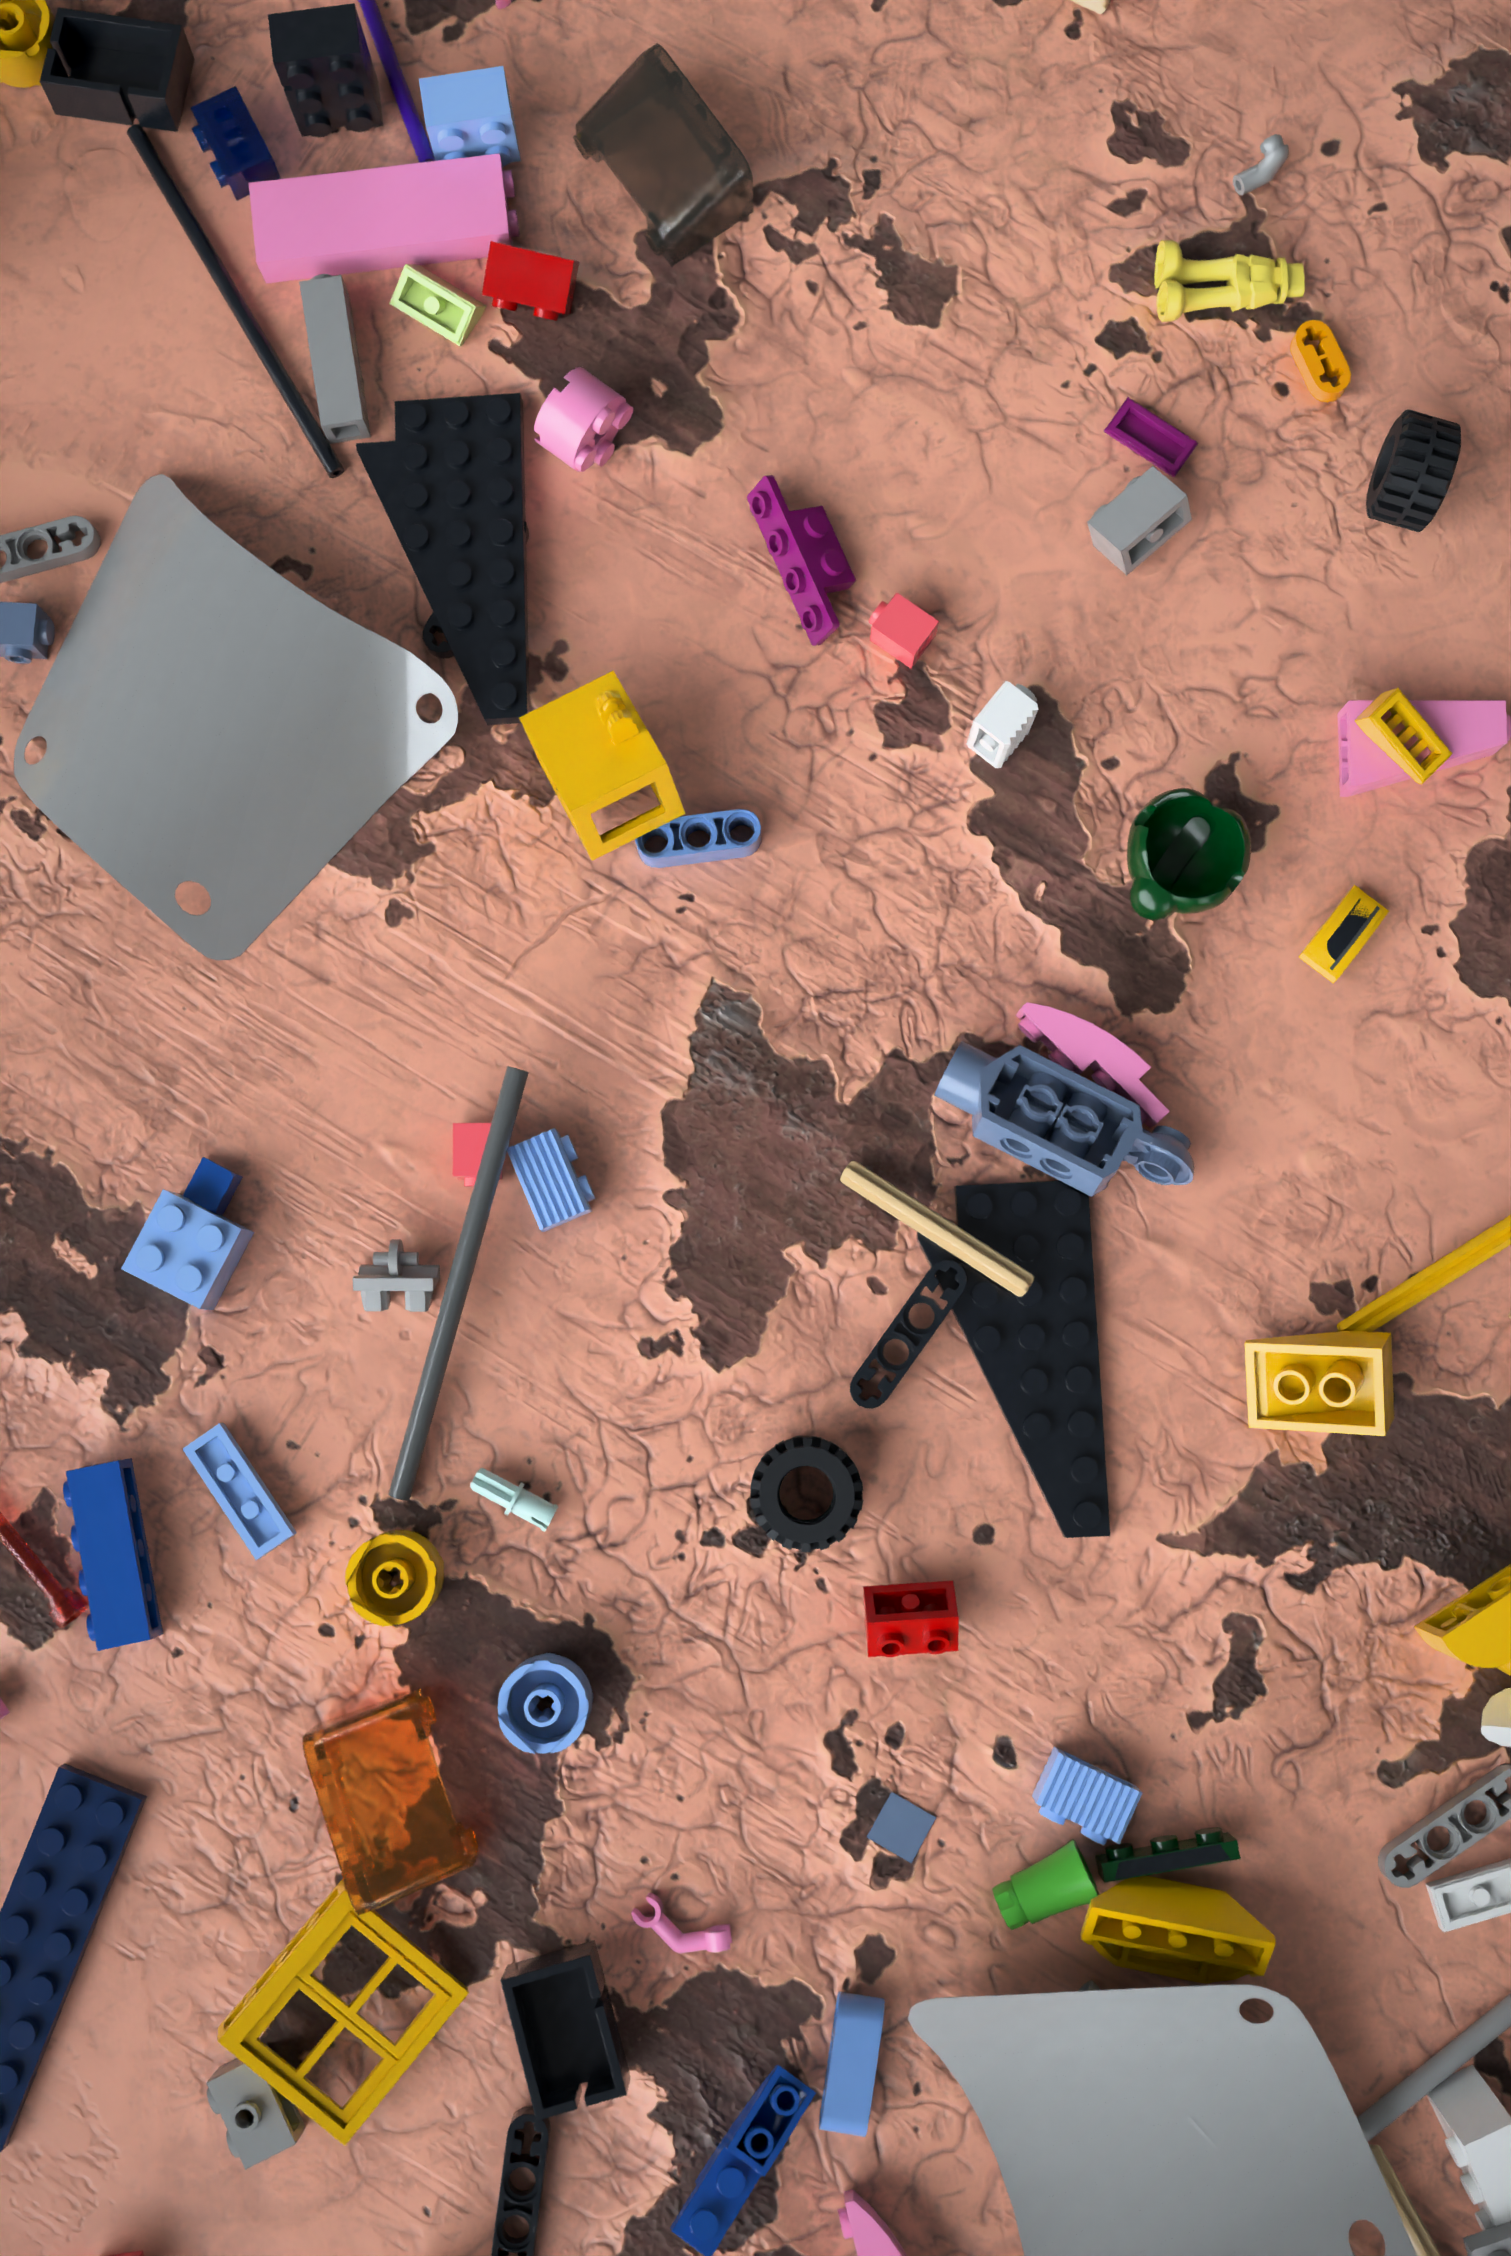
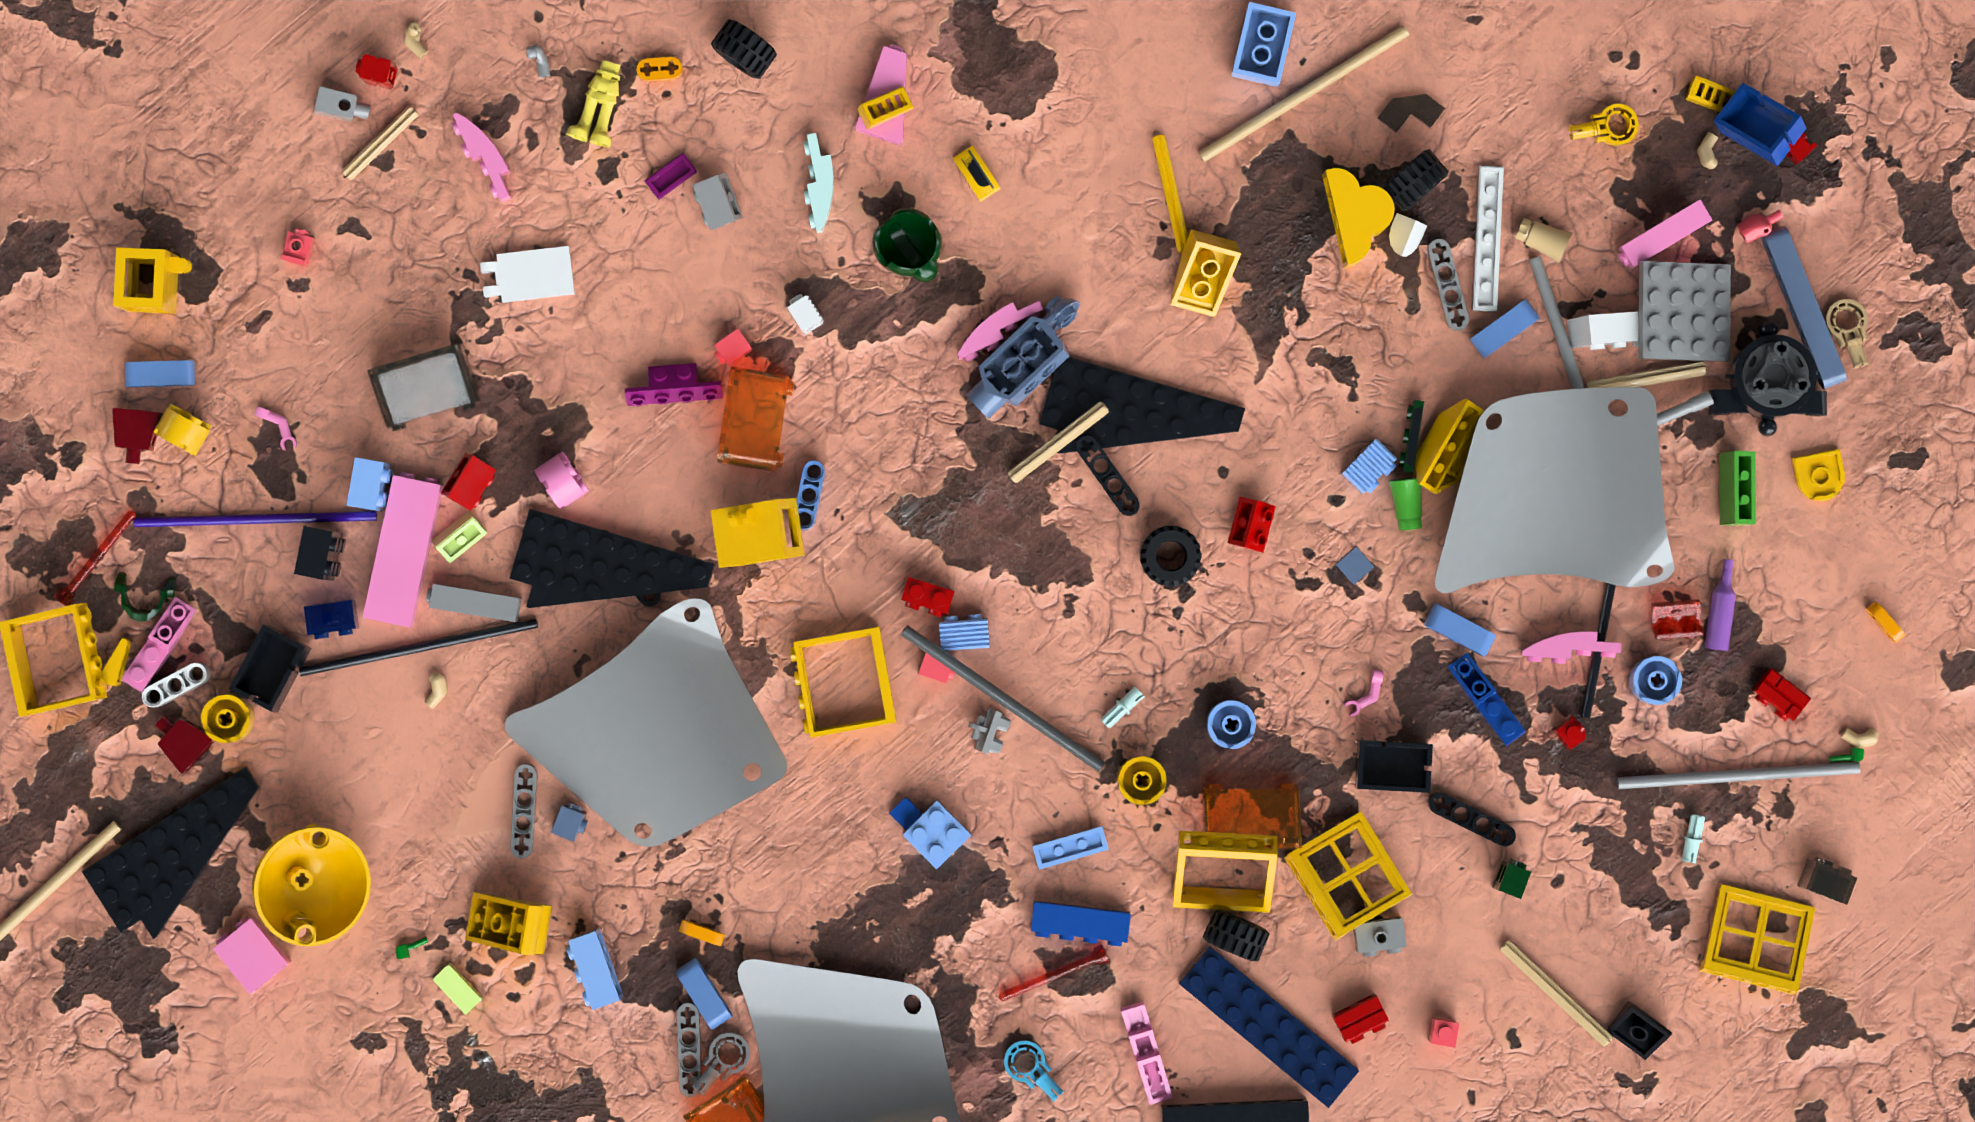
camera: 80 degrees left, 5 degrees up
(94, 2123) = (1360, 1018): none -> red brick
(166, 1846) = (1236, 935): none -> black tyre
(175, 352) = (439, 689): none -> tan arm
(307, 1779) = (1224, 846): none -> yellow window
(351, 950) = (805, 699): none -> yellow window
(594, 1095) = (927, 595): none -> red brick
(794, 696) = (754, 419): none -> clear orange windscreen
(906, 270) = (530, 274): none -> white tile
(1081, 130) = (481, 147): none -> bright pink slope
(1220, 686) = (820, 192): none -> light aqua slope
(1419, 1958) = (1504, 328): none -> medium blue beam

